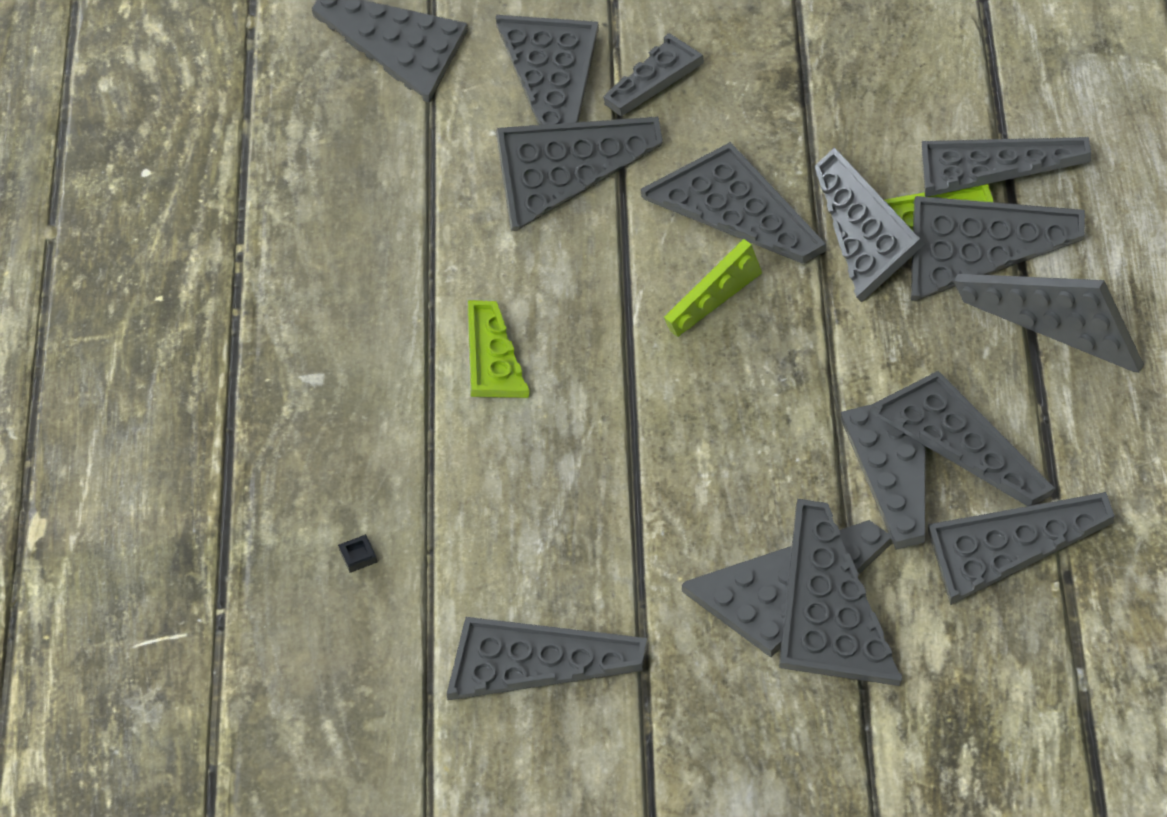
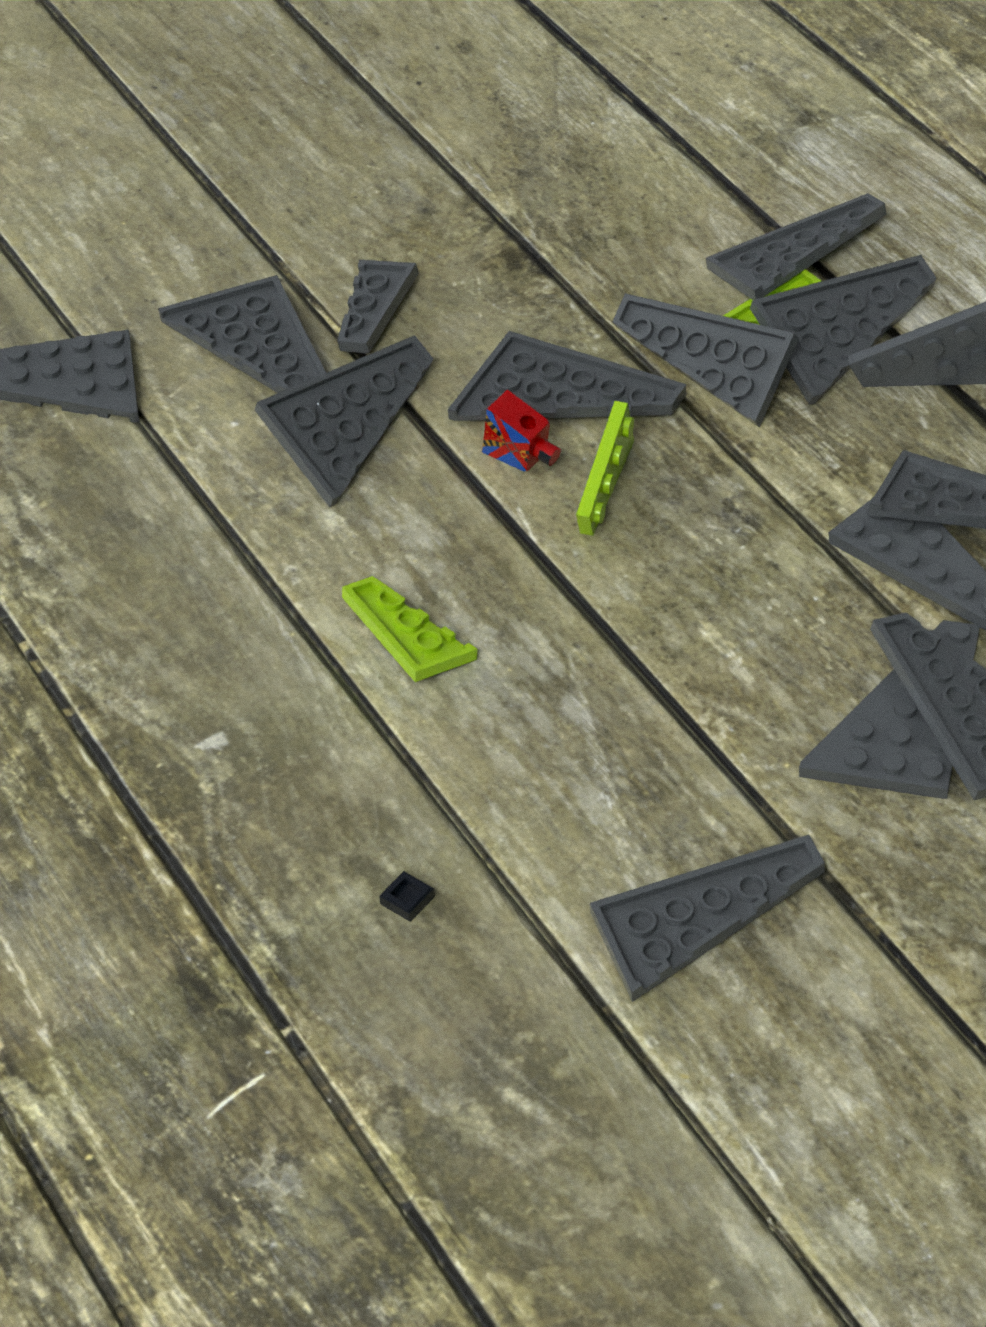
camera: 30 degrees left, 5 degrees down
(671, 232) = (517, 434): none -> red torso

